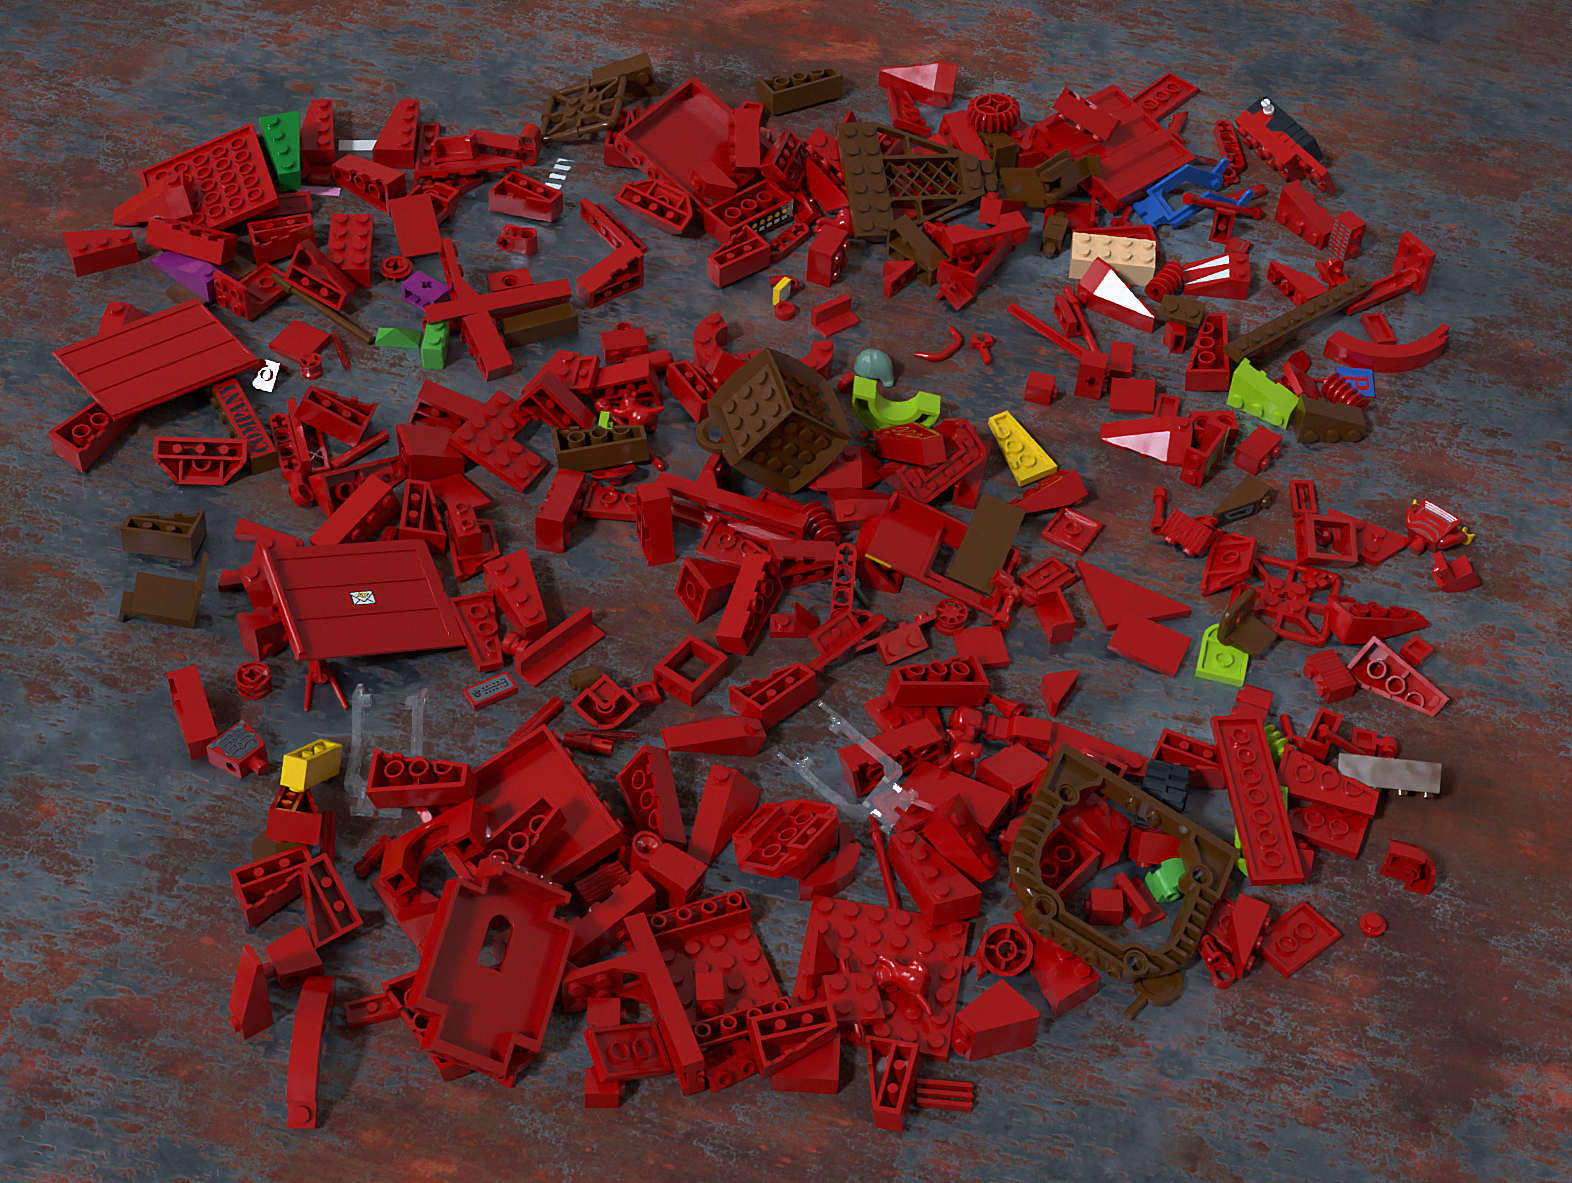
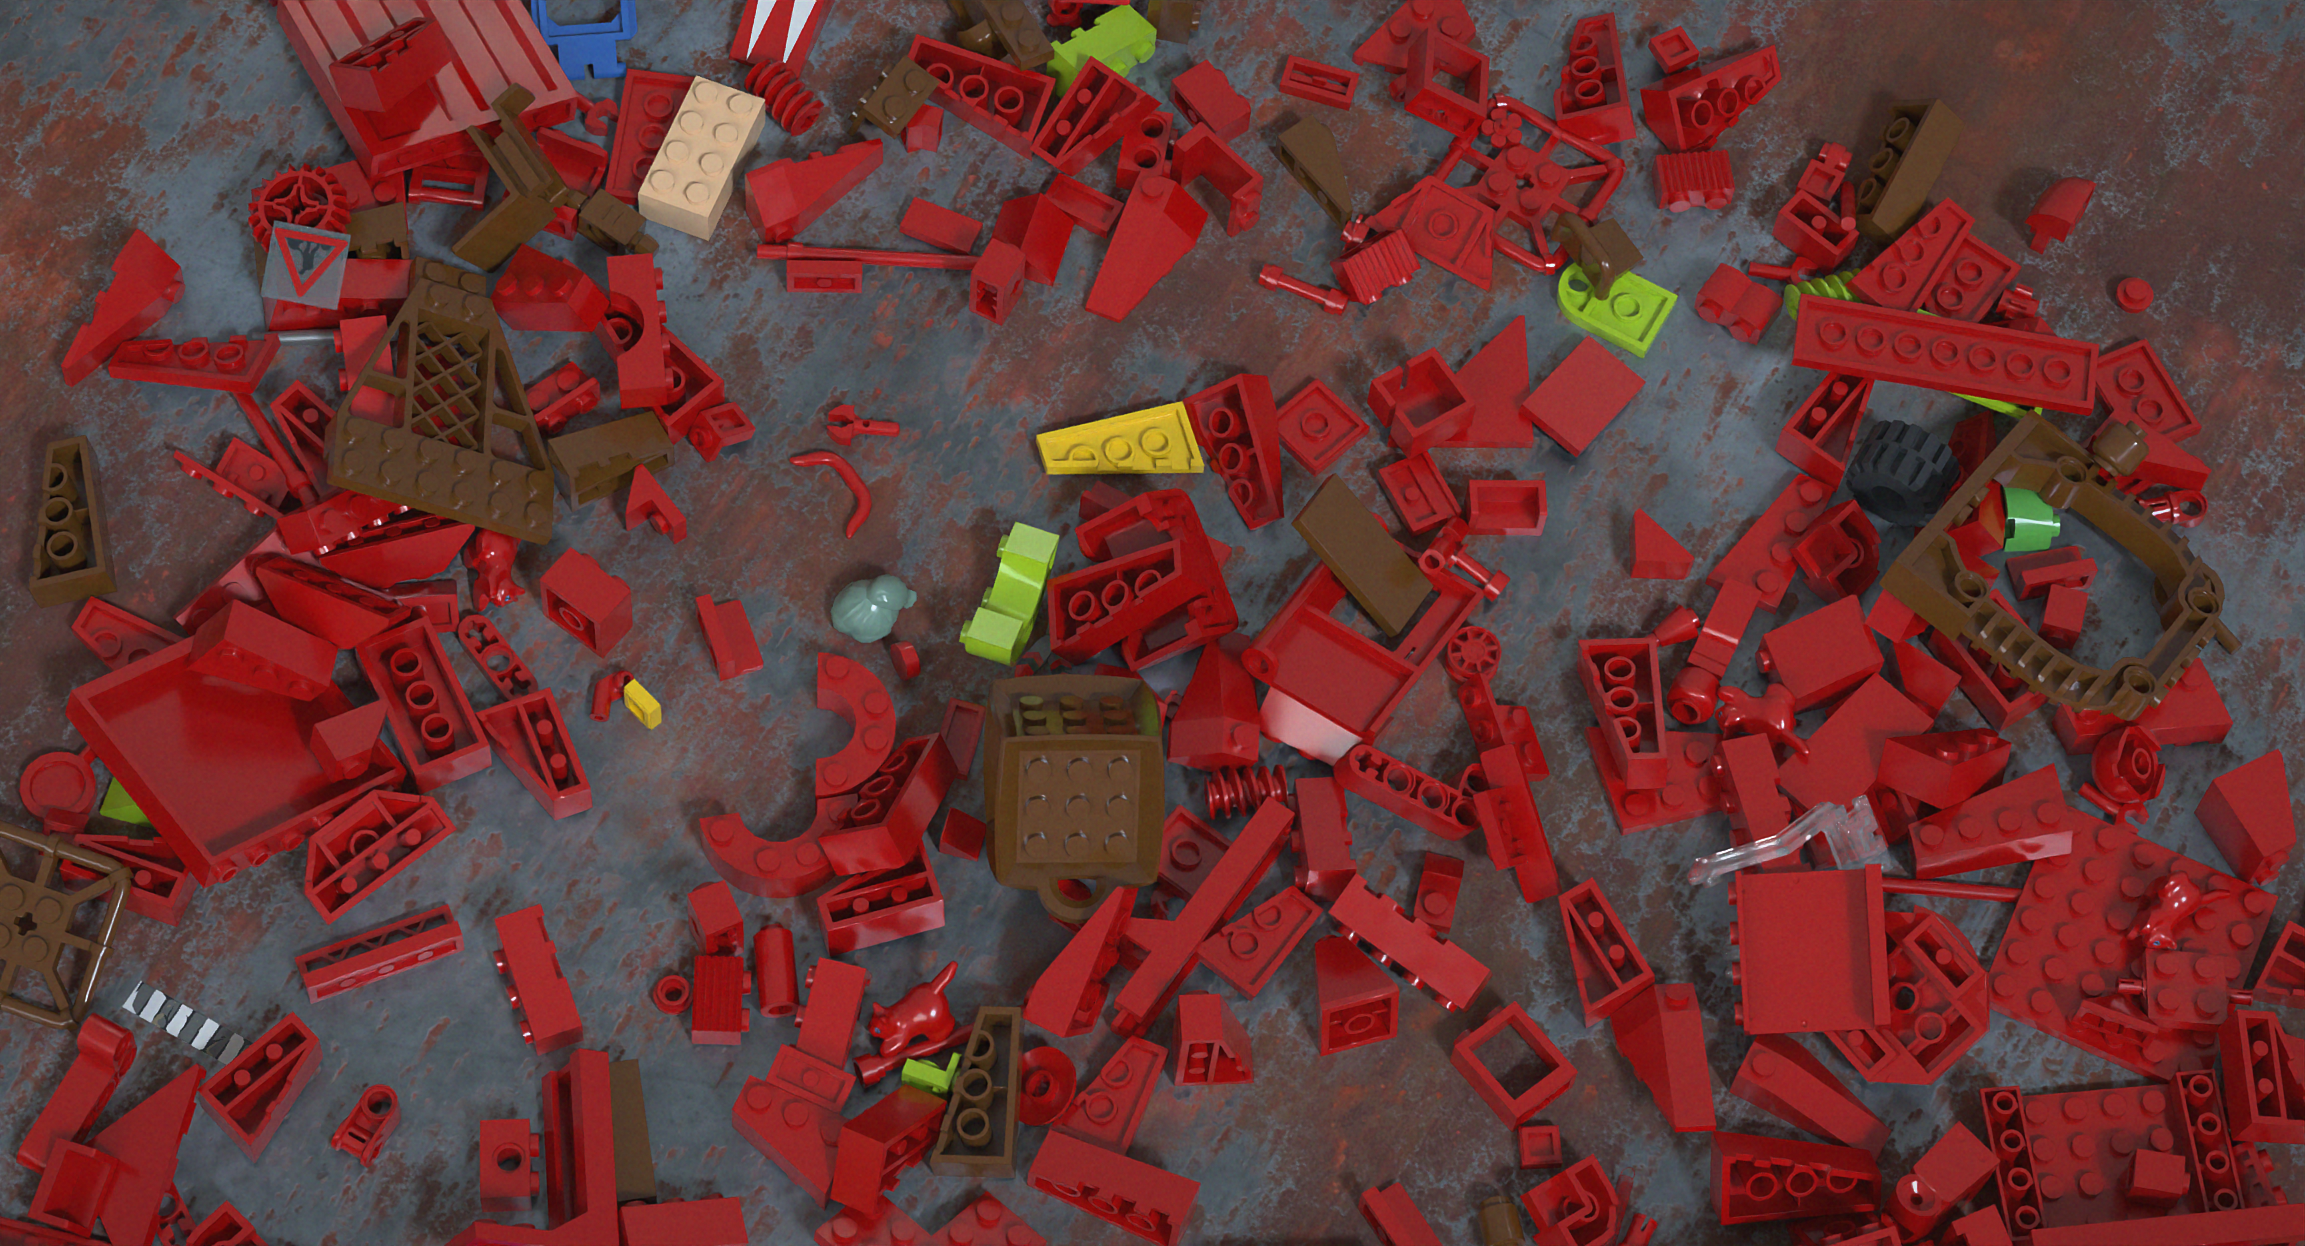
camera: 80 degrees left, 15 degrees up
(663, 328) = (715, 920): none -> red brick
(678, 455) = (1073, 987): none -> red wedge
(784, 311) = (682, 714): red tile -> none
(798, 774) = (1810, 951): none -> red panel
(962, 116) = (305, 265): none -> clear light blue piece
(985, 642) = (1539, 633): red tile -> none
(1040, 388) = (992, 369): red brick -> none
(1045, 330) = (850, 313): red axle -> none
(1092, 558) = (1428, 406): none -> red piece
(1213, 389) = (1091, 117): none -> red wedge
(1230, 898) = (2120, 448): none -> reddish brown head
(1326, 854) = (2017, 303): none -> red gear

